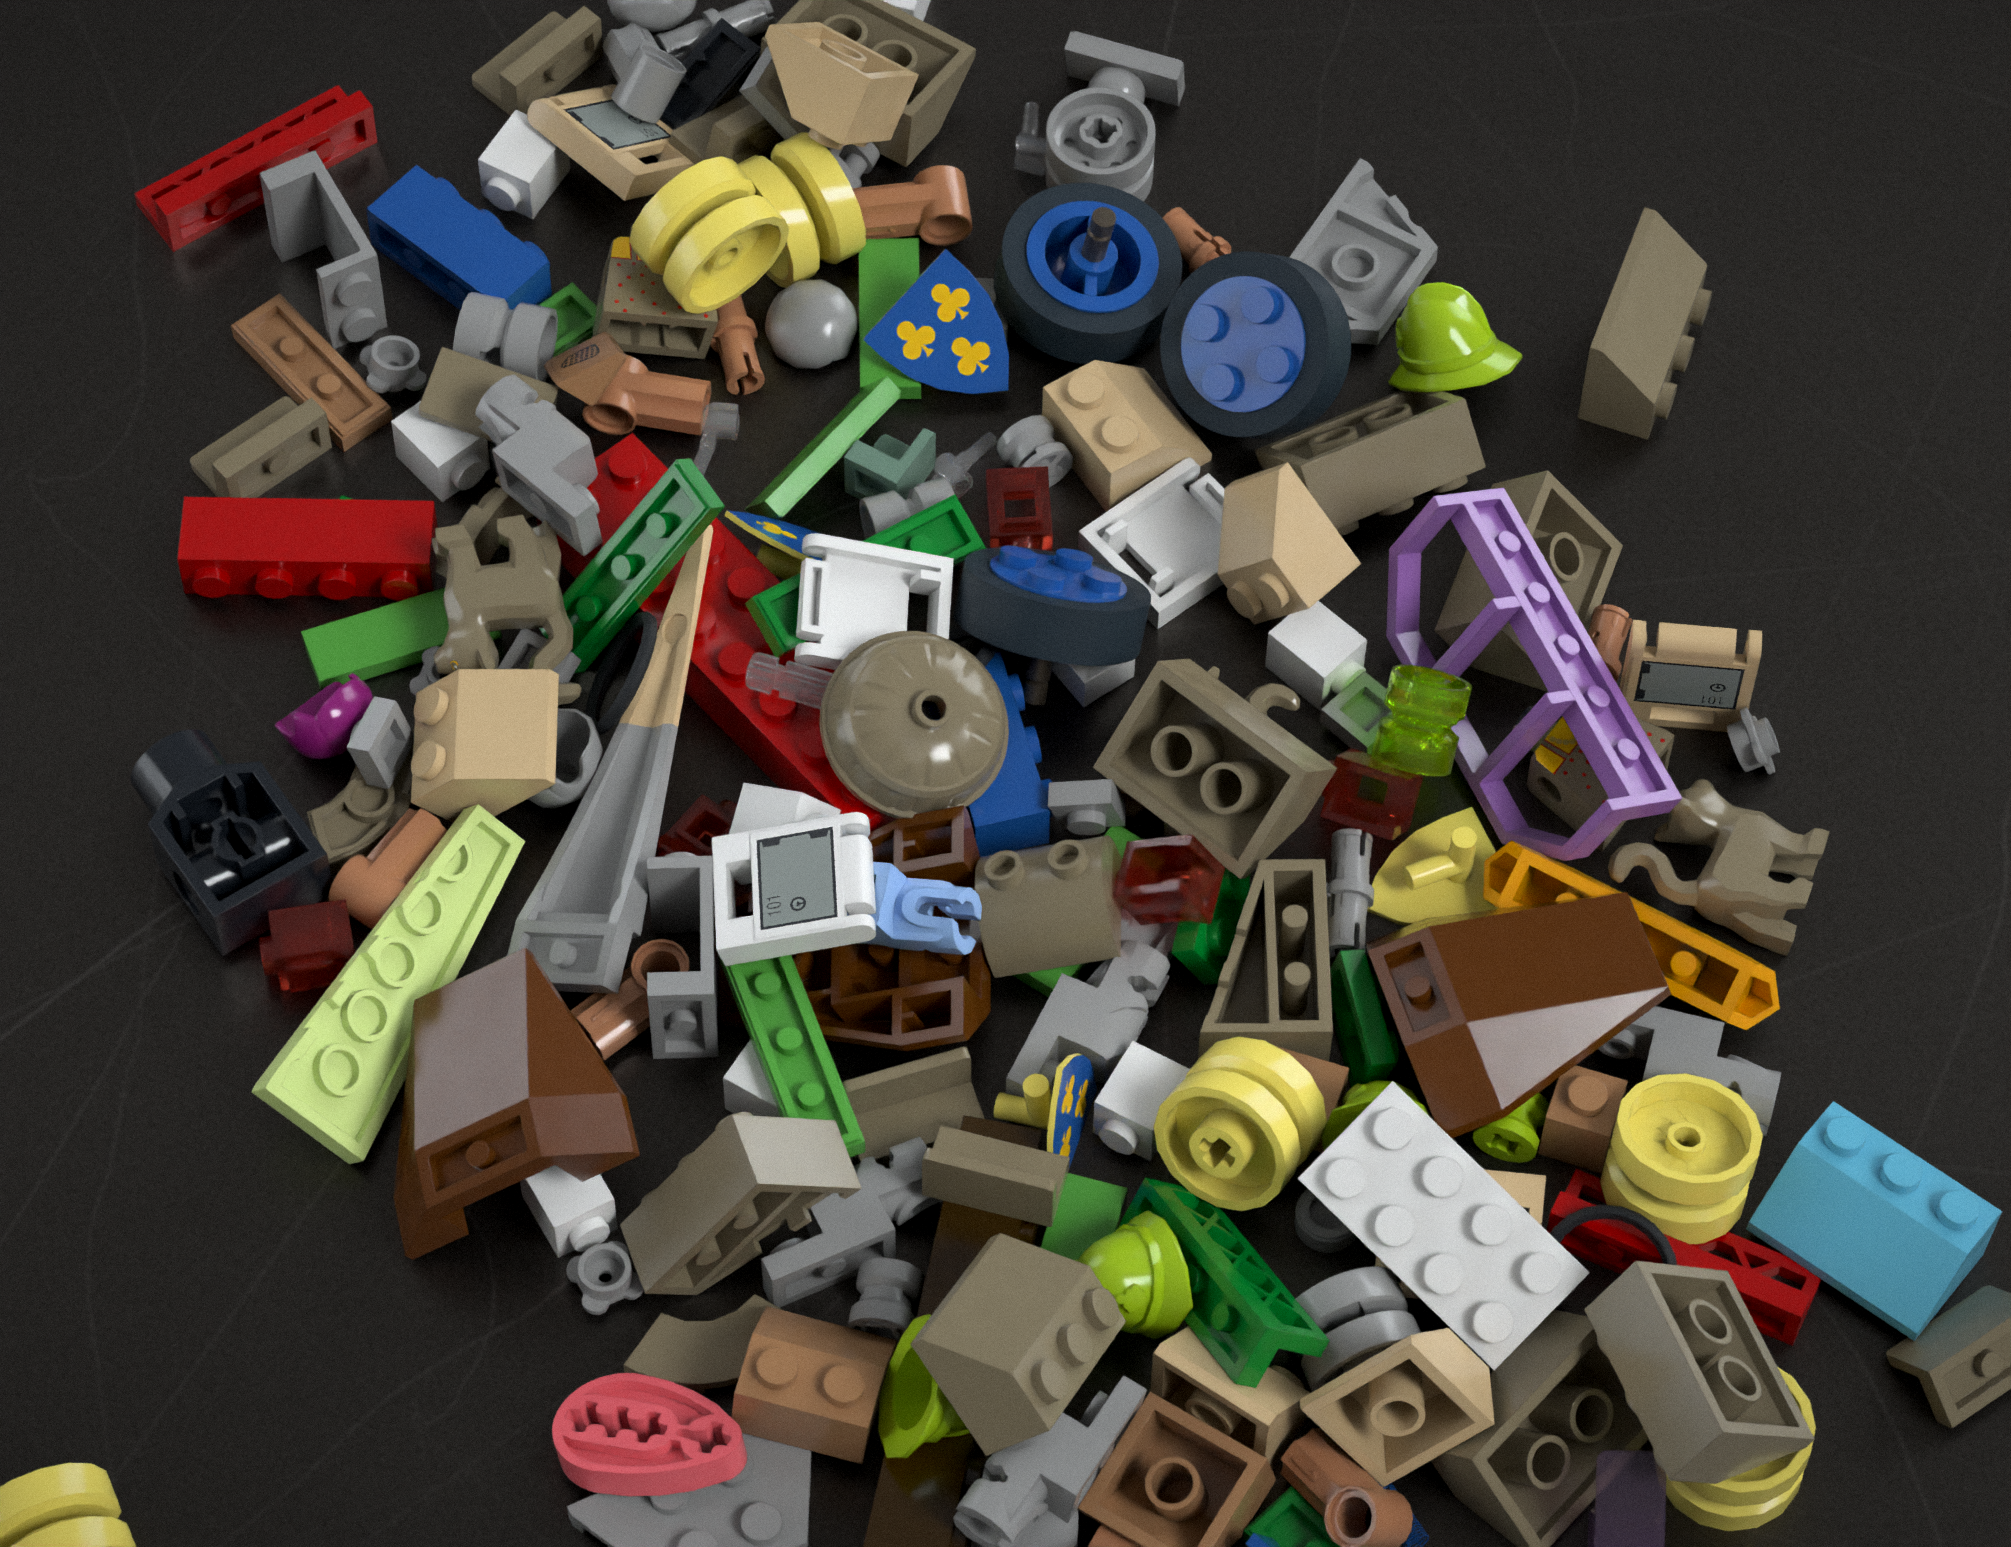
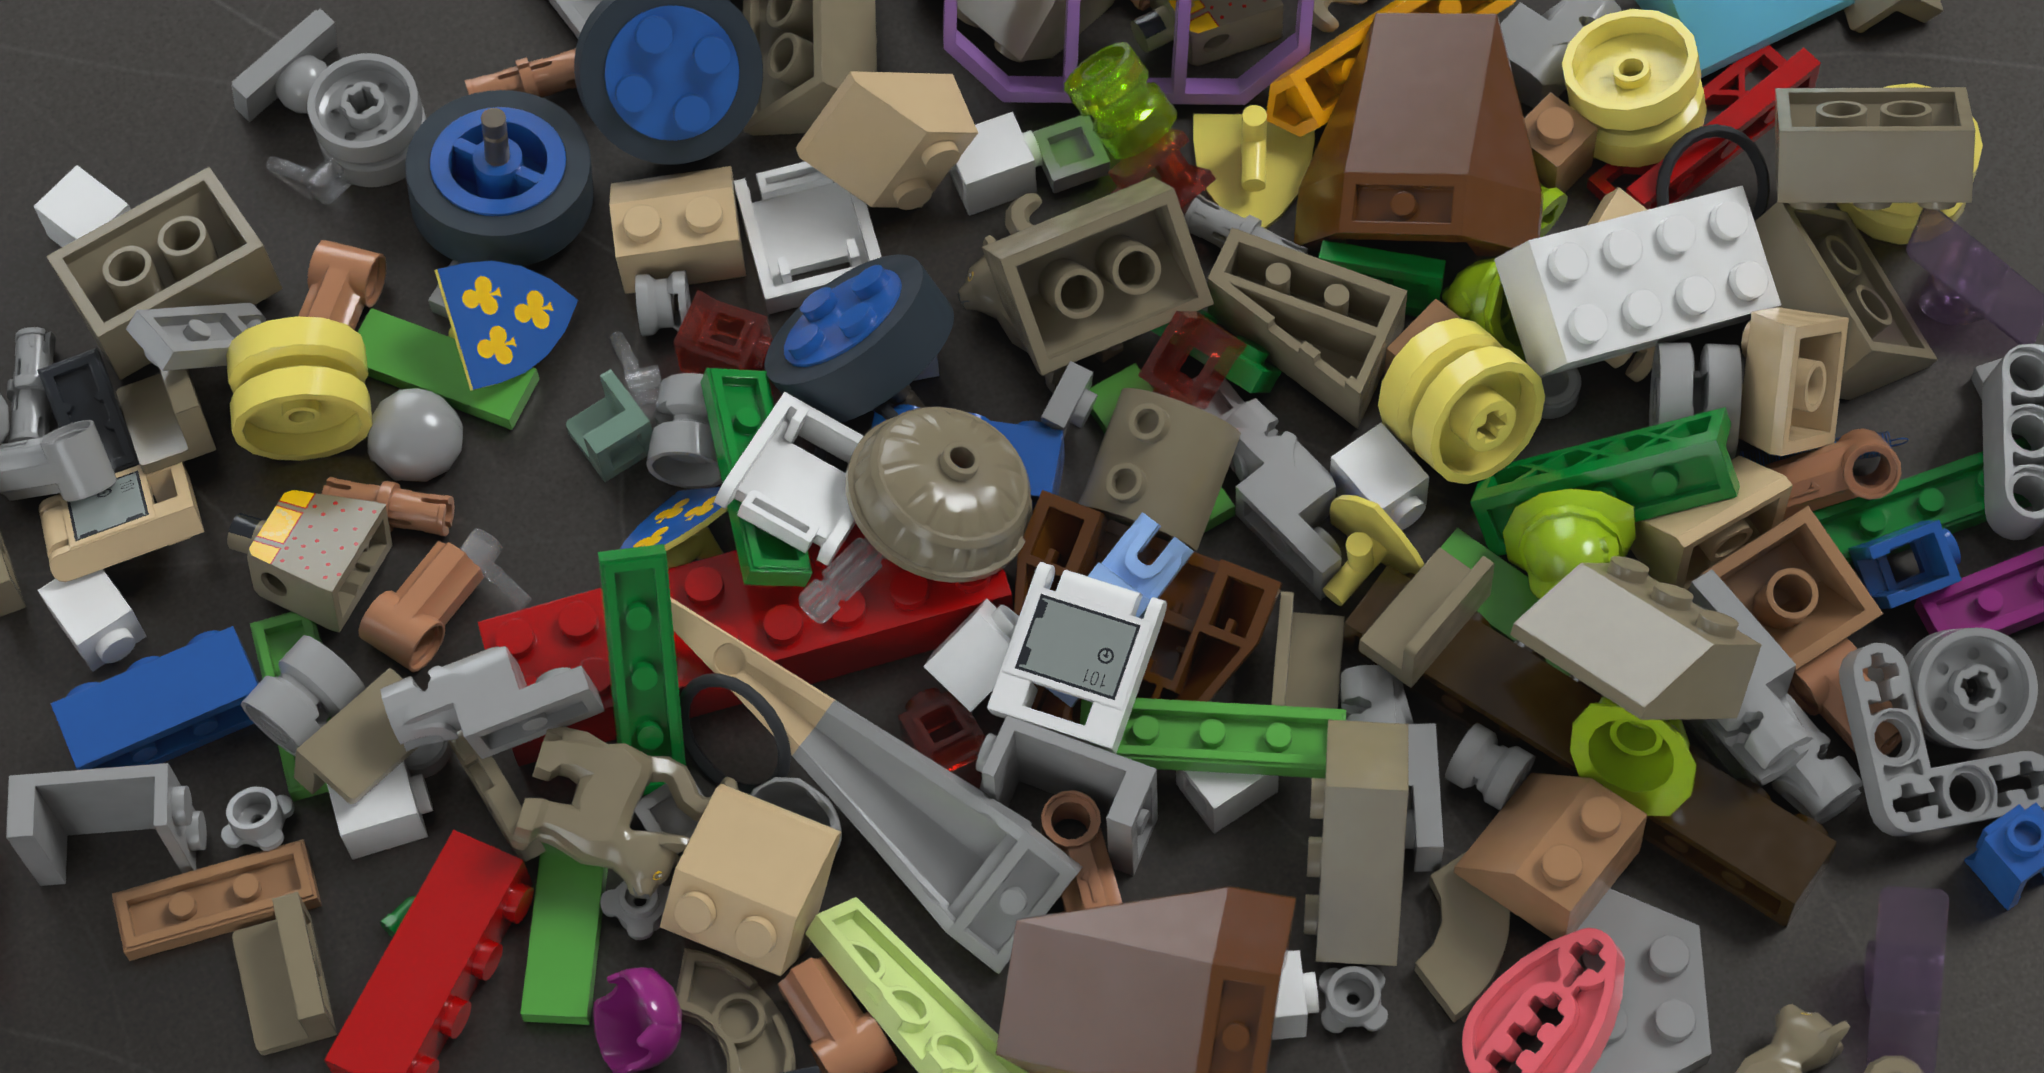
camera: 60 degrees left, 5 degrees up
(381, 742) = (700, 980): light grey plate -> none
(587, 368) = (377, 633): medium nougat slope -> none
(709, 235) = (315, 458): light yellow wheel -> none
(825, 449) = (568, 472): bright green tile -> none
(838, 84) = (215, 277): tan slope -> none

